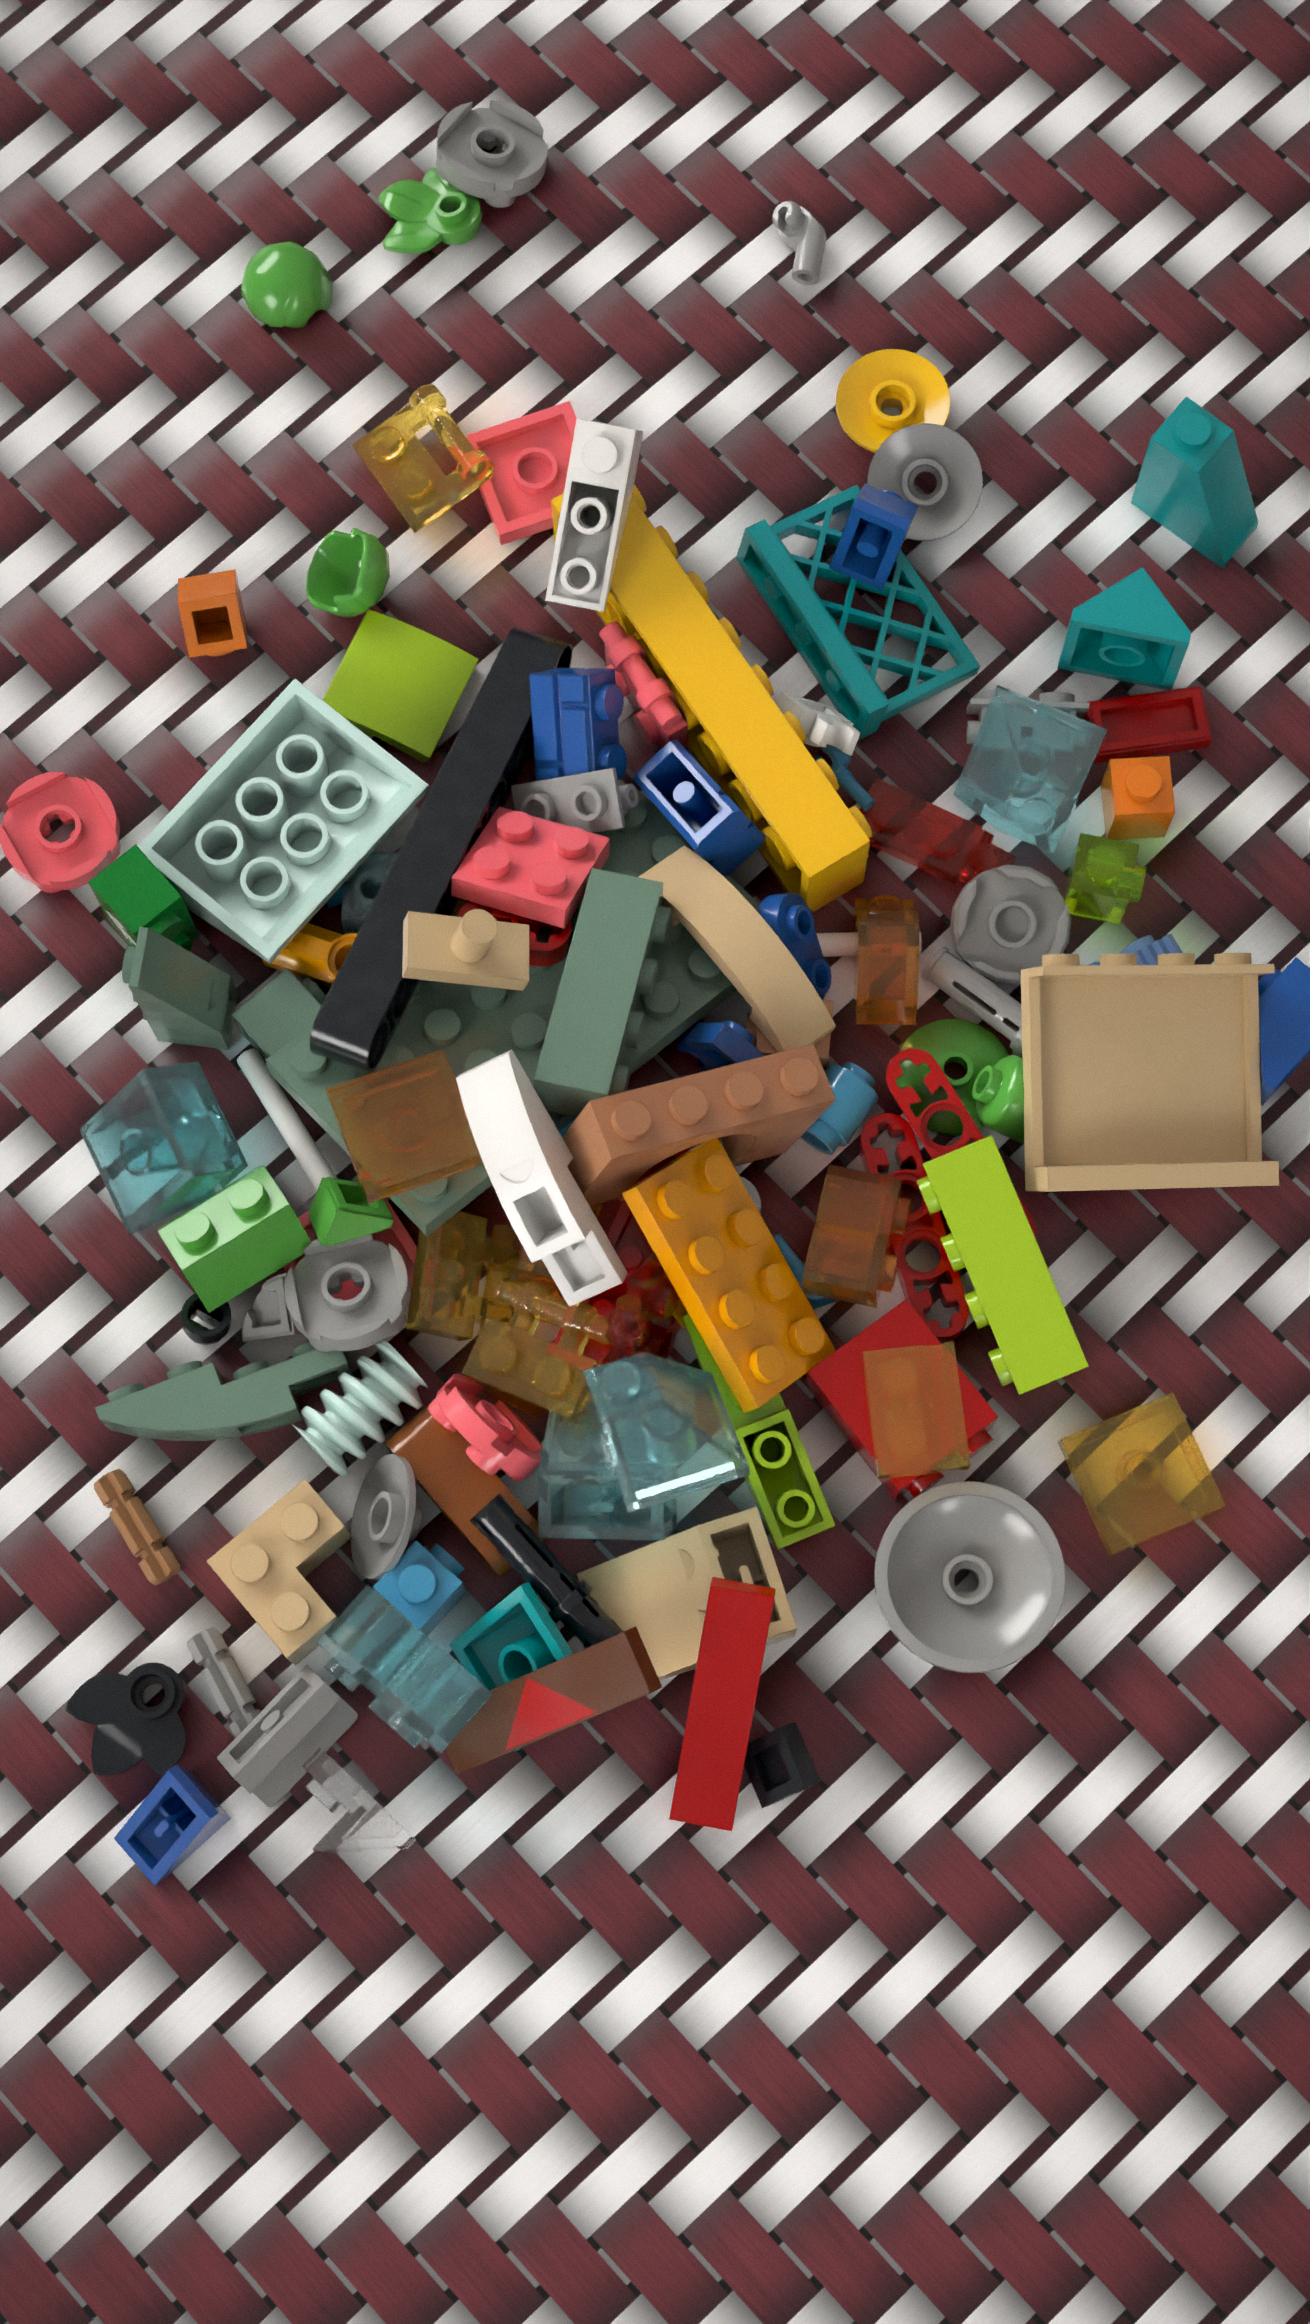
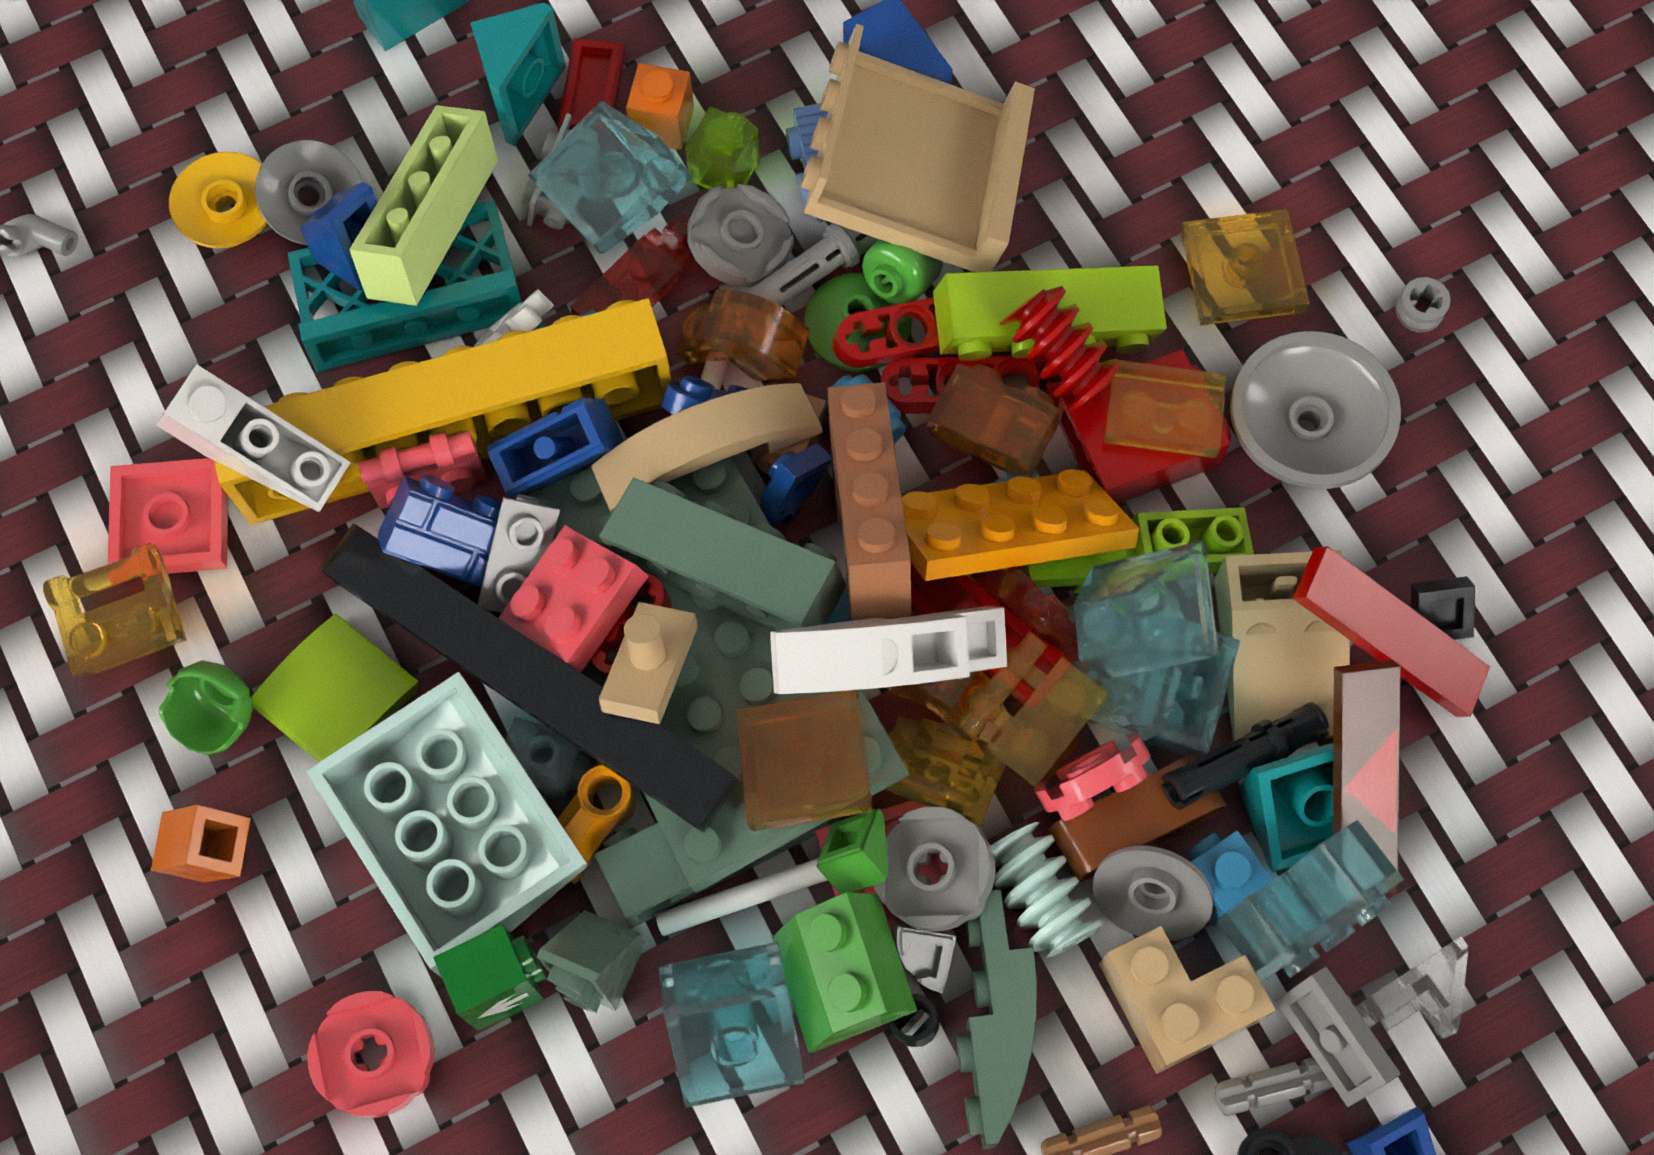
camera: 75 degrees left, 5 degrees down
(931, 595) = (424, 205): none -> yellowish green brick
(942, 1277) = (1063, 346): none -> red piece
(1169, 1673) = (1429, 289): none -> light grey bush

